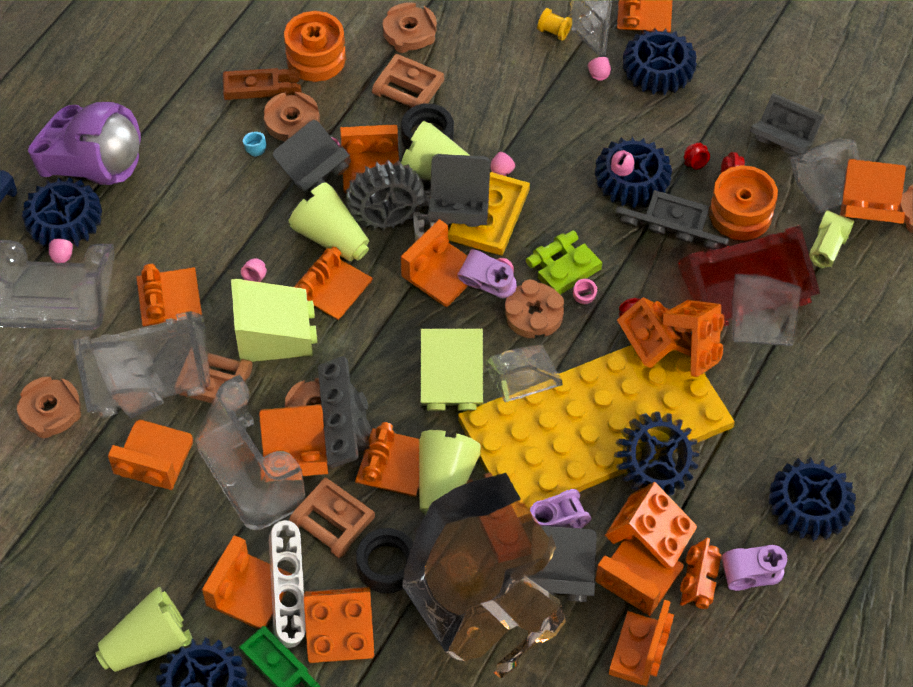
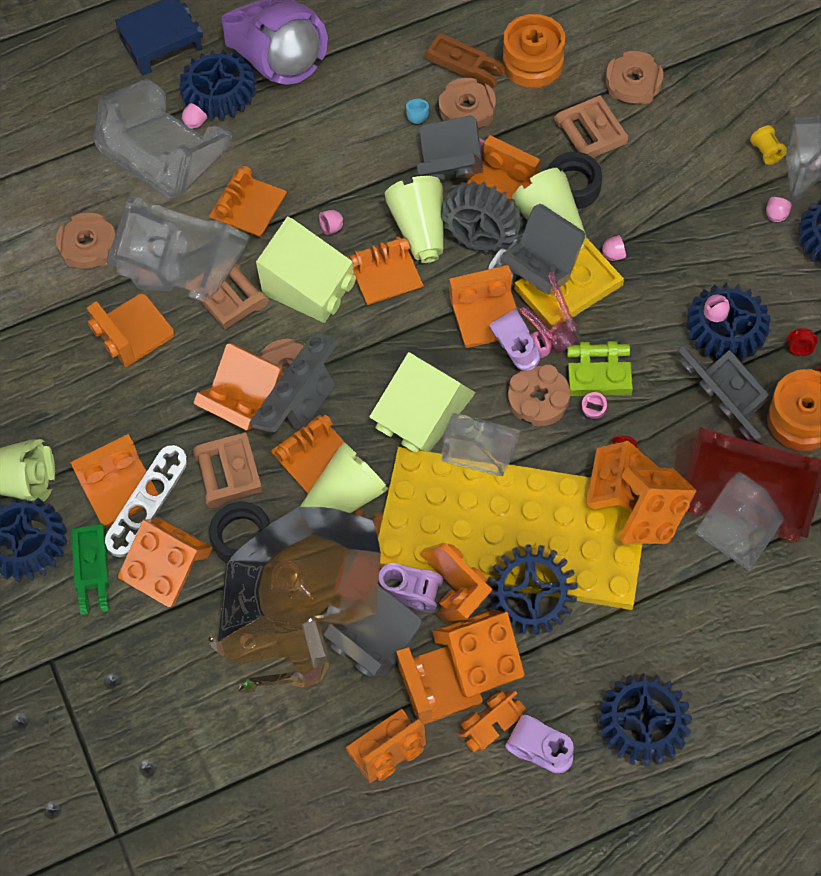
camera: 40 degrees right, 5 degrees up
(255, 485) = (186, 404): clear windscreen -> none
(516, 252) = (558, 334): none -> clear pink plant
(607, 482) = (467, 582): none -> orange bracket

